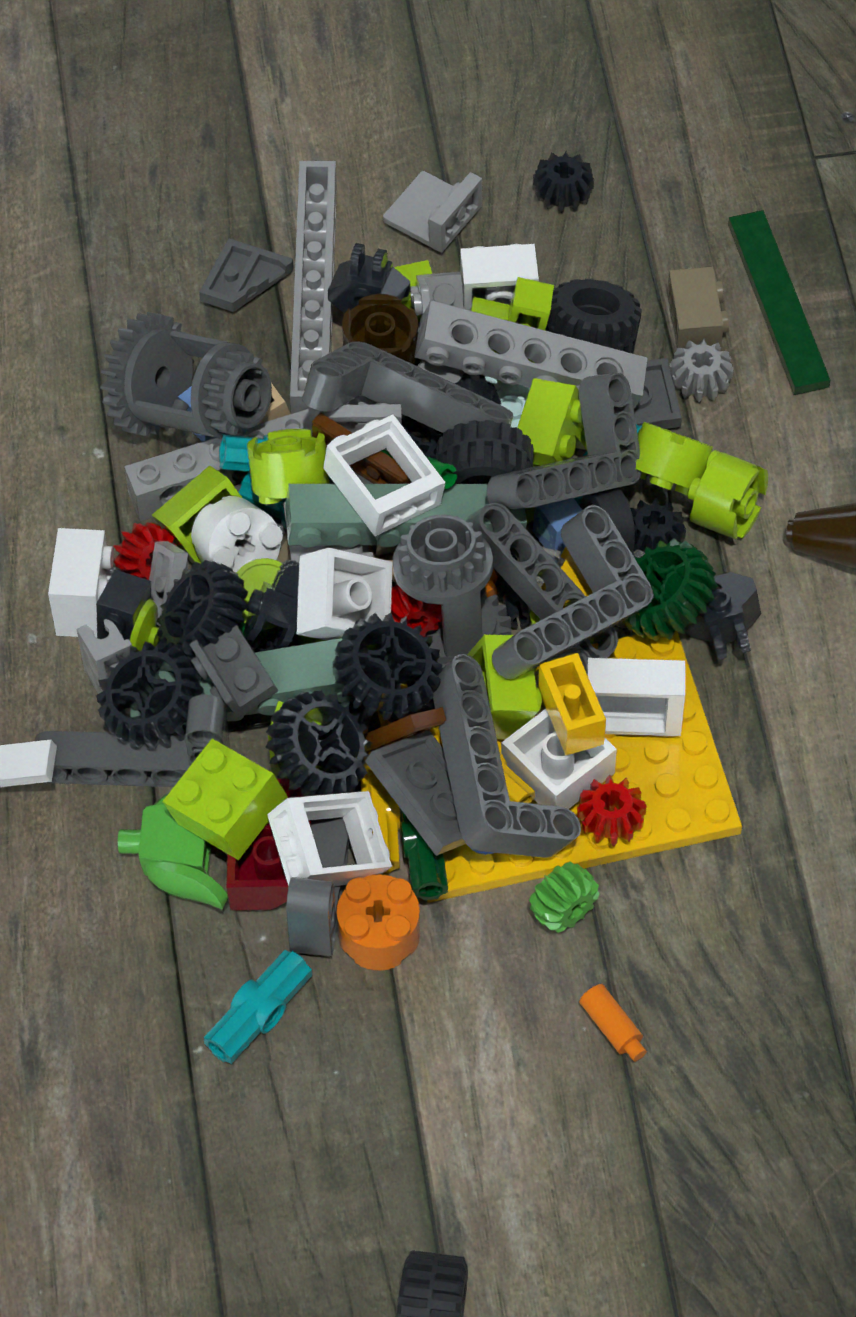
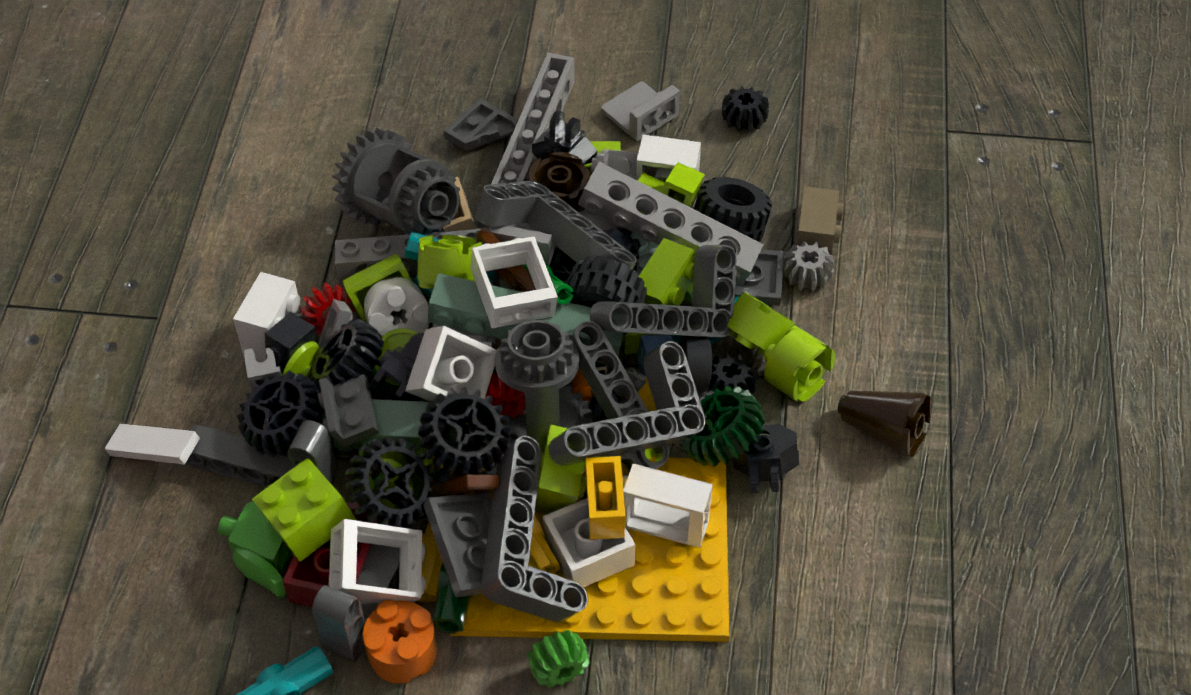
camera: 15 degrees right, 5 degrees down
(602, 798) = (620, 606): red gear -> none
(779, 302) = (887, 231): dark green tile -> none

